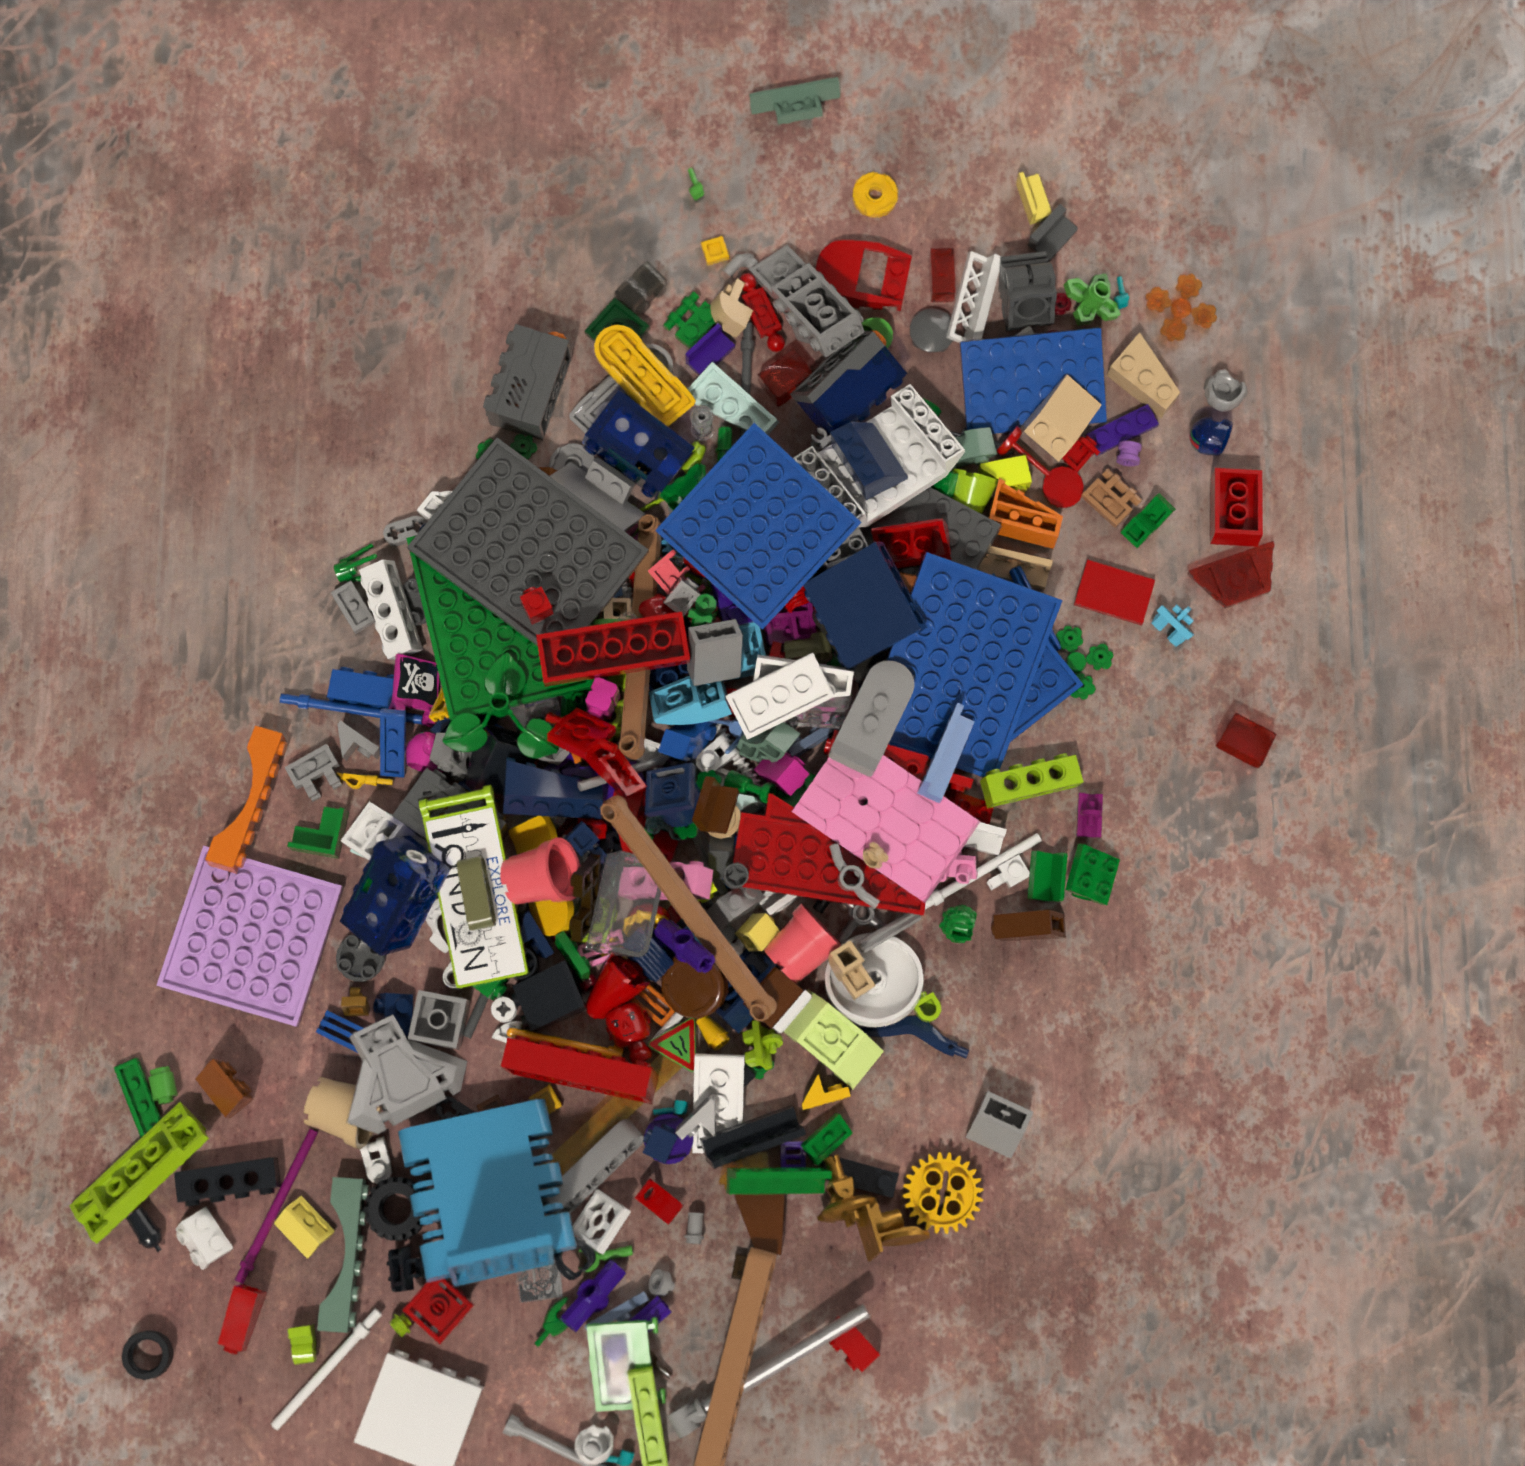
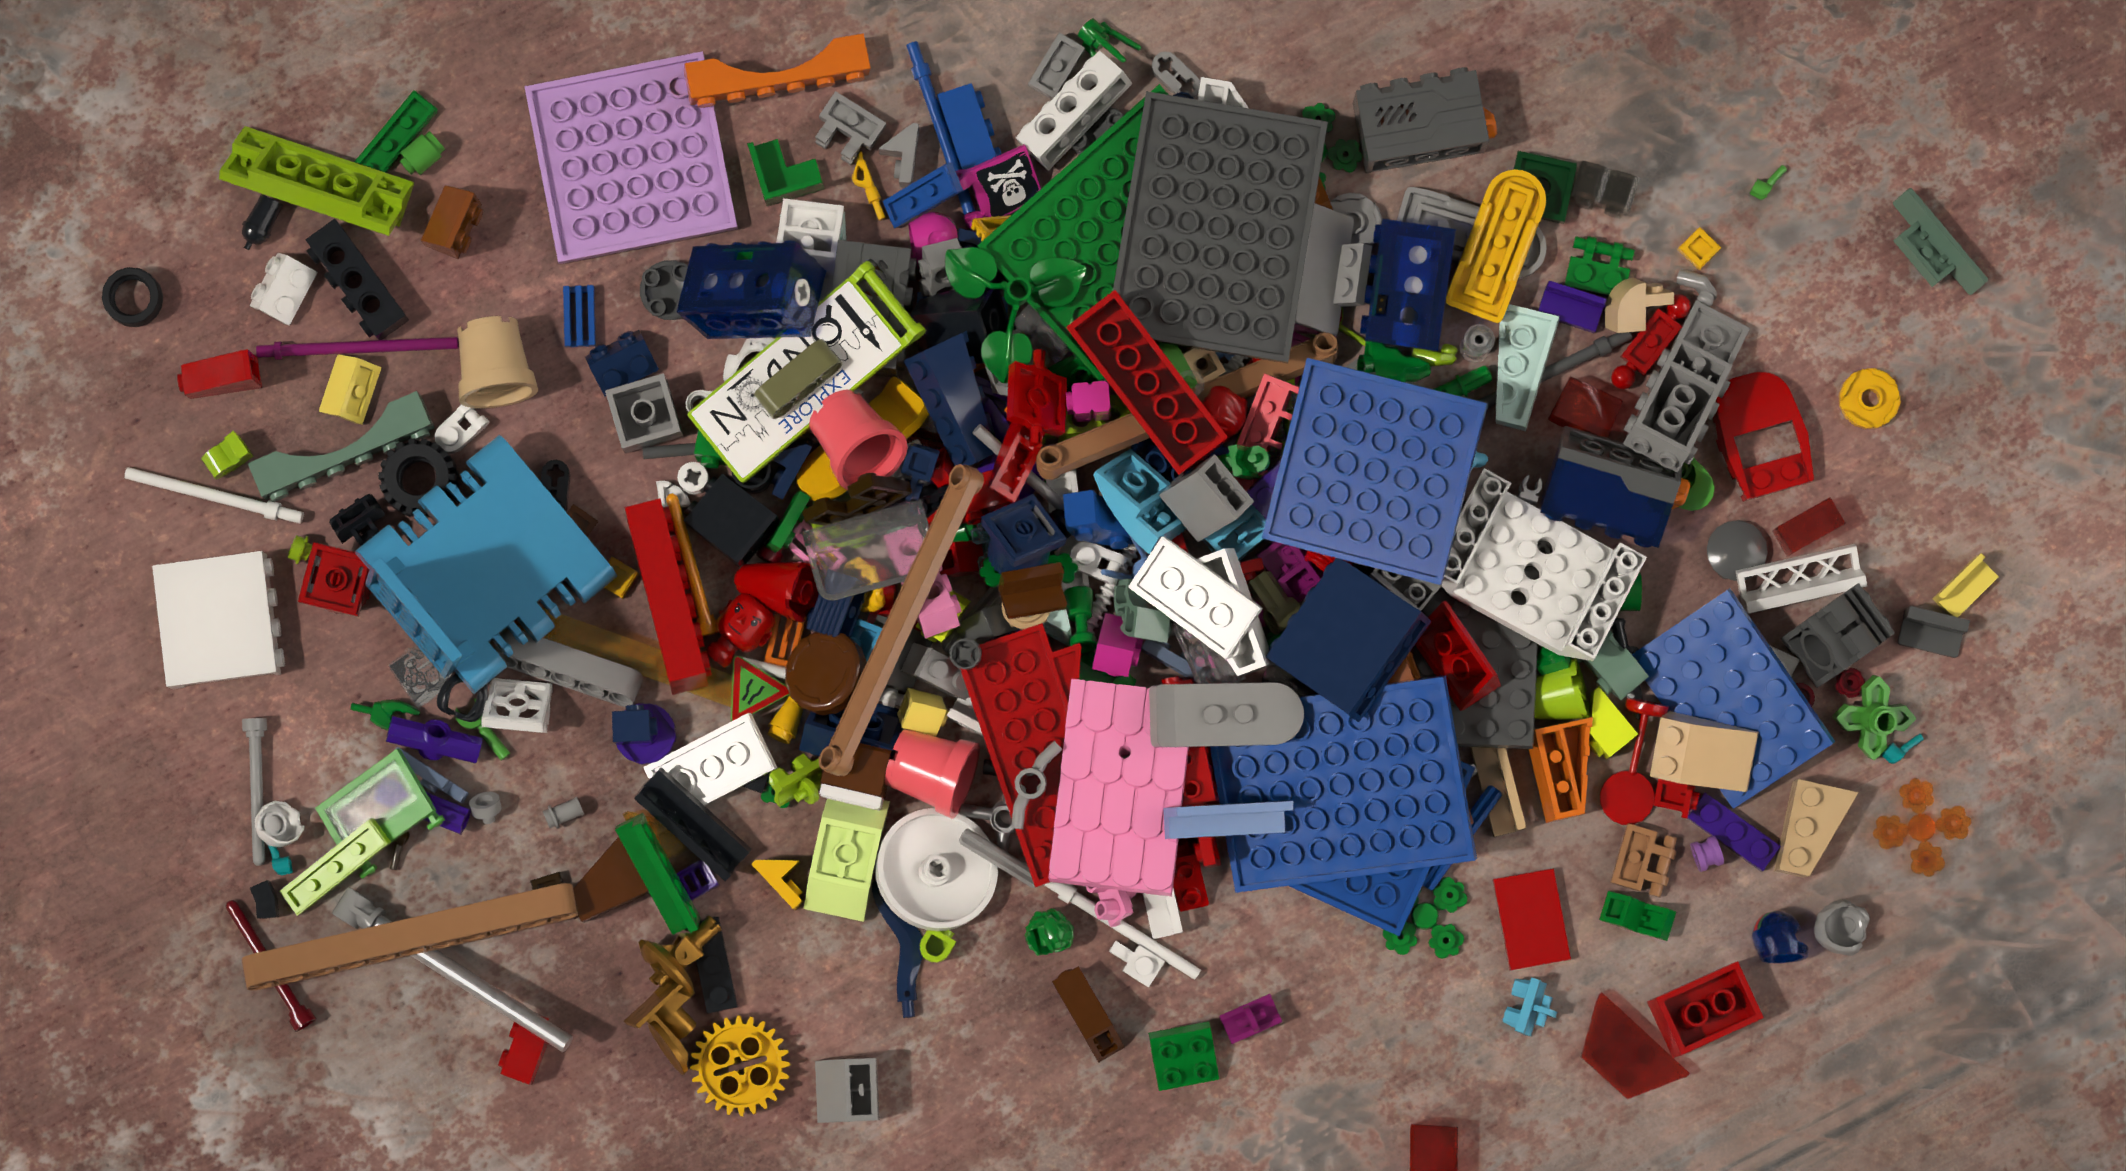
camera: 65 degrees right, 5 degrees up
(355, 1004) = (616, 313): pearl gold tile -> none
(398, 1076) = (558, 403): light grey plate -> none
(536, 604) = (1153, 270): red brick -> none
(659, 1201) = (572, 759): red bracket -> none
(680, 1108) = (685, 728): teal hand -> none
(682, 595) = (1253, 428): light grey bracket -> none
(684, 945) = (859, 638): dark purple piece -> none
(702, 1114) = (688, 757): light grey slope -> none
(826, 1139) = (733, 907): green plate -> none
(848, 969) = (929, 837): tan brick -> none
(867, 458) = (1529, 554): dark blue slope -> none
(874, 856) = (1068, 797): tan plate -> none
(997, 794) = (1282, 973): lime brick -> none
(1047, 876) = (1155, 1005): green panel -> none

